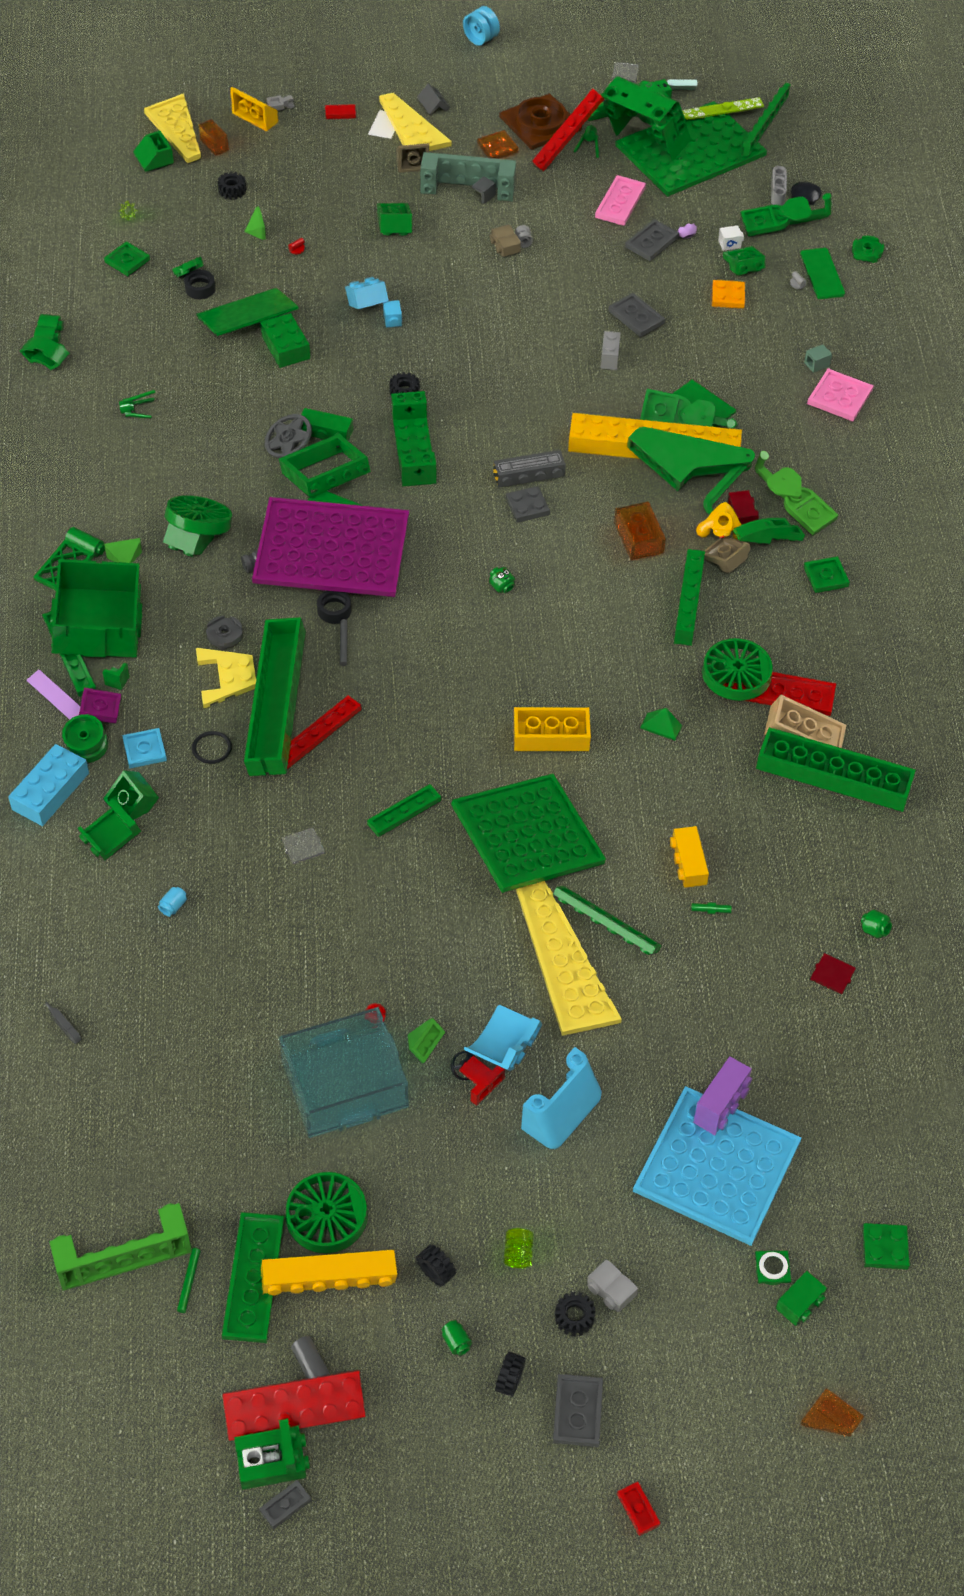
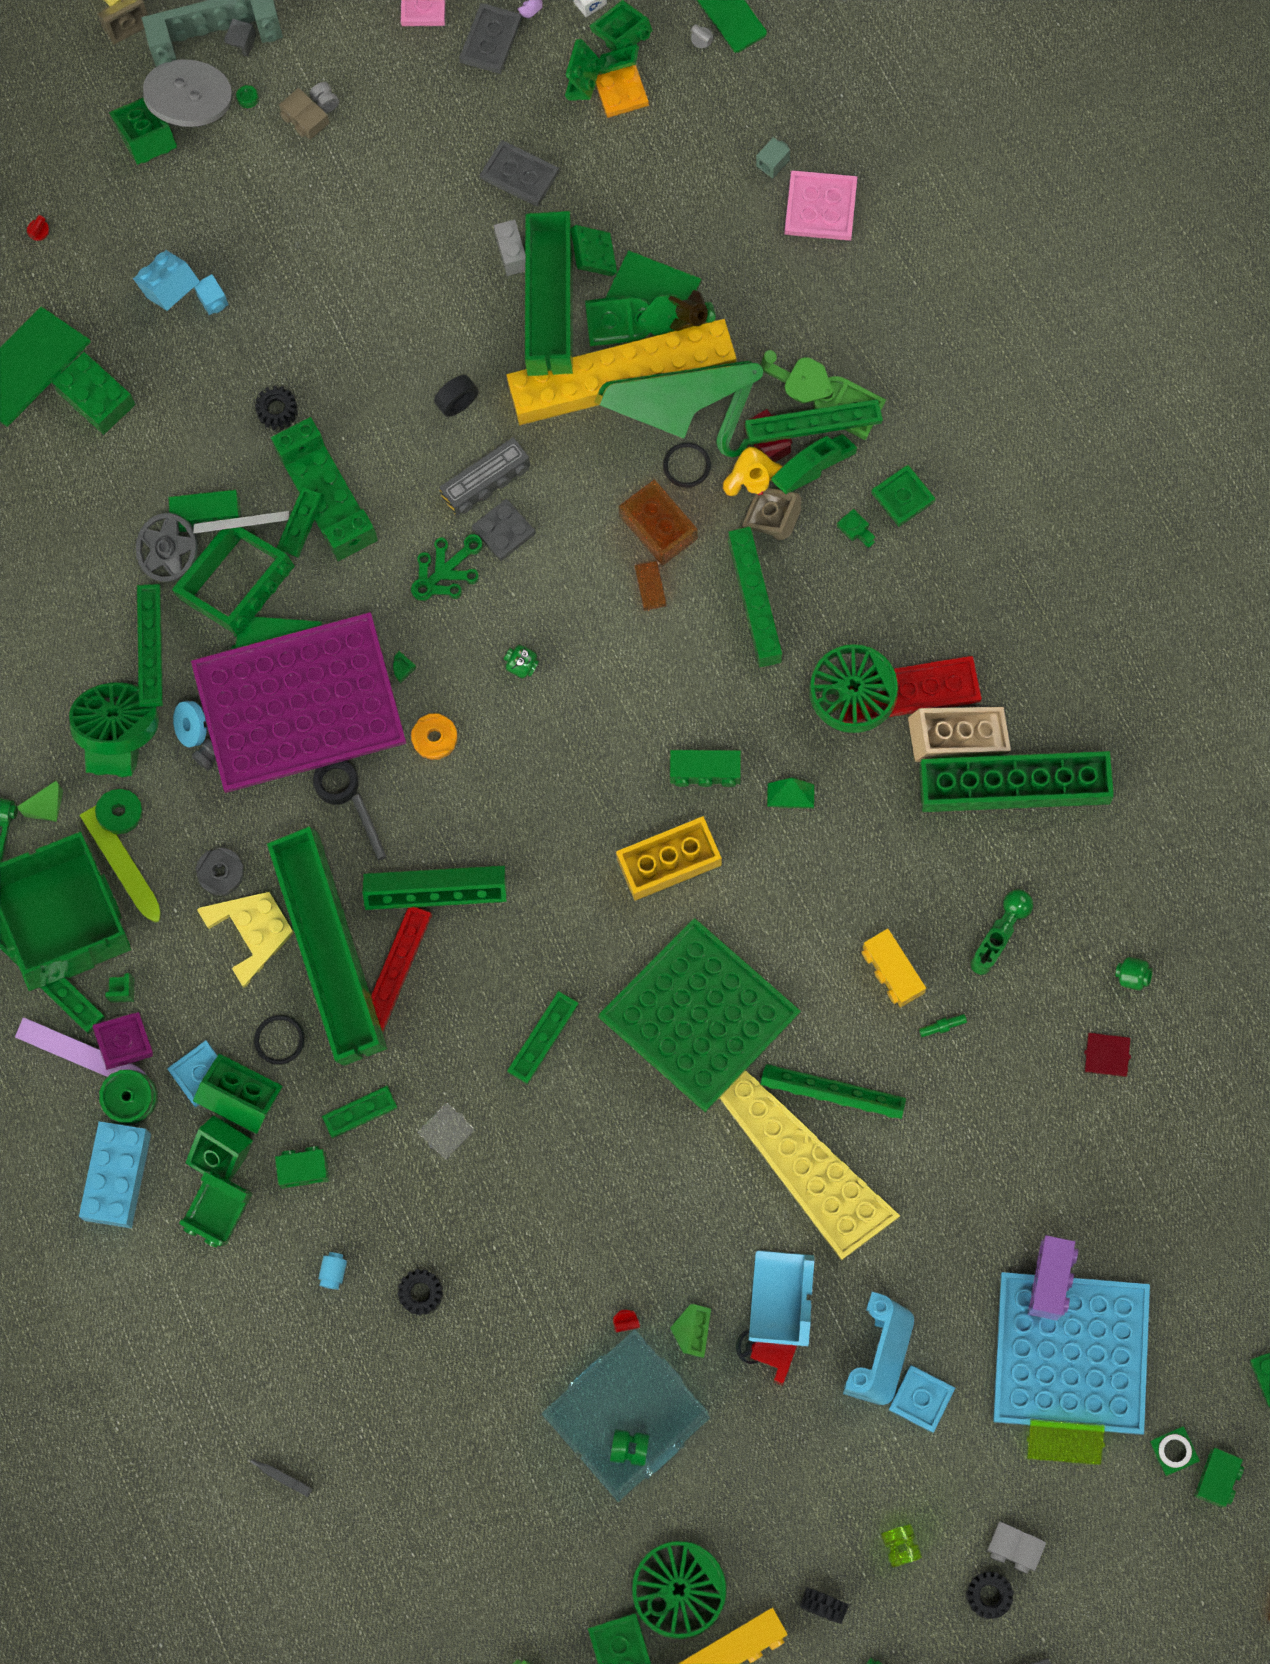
camera: 15 degrees left, 20 degrees up
(158, 605) = (123, 867): none -> lime piece
(163, 764) = (237, 1093): none -> green slope
(177, 567) = (113, 800): none -> green tile
(185, 829) = (302, 1167): none -> green brick
(230, 948) = (414, 1278): none -> black tyre
(245, 811) = (359, 1112): none -> green tile
(246, 485) = (149, 645): none -> green tile
(248, 537) = (188, 723): none -> medium azure tile
(332, 1092) = (621, 1445): none -> green wheel
(345, 436) = (240, 522): none -> white sticker
(371, 689) = (434, 887): none -> green brick
(388, 452) = (300, 521): none -> green tile
(416, 558) = (402, 667): none -> green tile
(417, 613) = (437, 749): none -> light orange tile
(433, 205) = (187, 93): none -> light grey plate
(455, 517) = (444, 570): none -> green plant
(472, 222) = (247, 96): none -> green tile
(528, 407) = (456, 395): none -> black tyre
(582, 1154) = (922, 1399): none -> medium azure tile
(605, 685) = (705, 767): none -> green brick
(616, 569) = (650, 585): none -> clear orange plate
(623, 377) = (548, 293): none -> green piece
(667, 368) = (593, 250): none -> green plate
(676, 521) = (691, 484): none -> black tyre
(685, 1225) = (1065, 1441): none -> clear neon green piece
(706, 267) = (582, 72): none -> green bracket
(718, 415) = (689, 311): none -> dark brown brick
(735, 274) = (619, 59): none -> green slope
(772, 867) = (1017, 906): none -> green beam
(779, 505) = (813, 421): none -> green plate
(783, 582) = (855, 527): none -> green plate

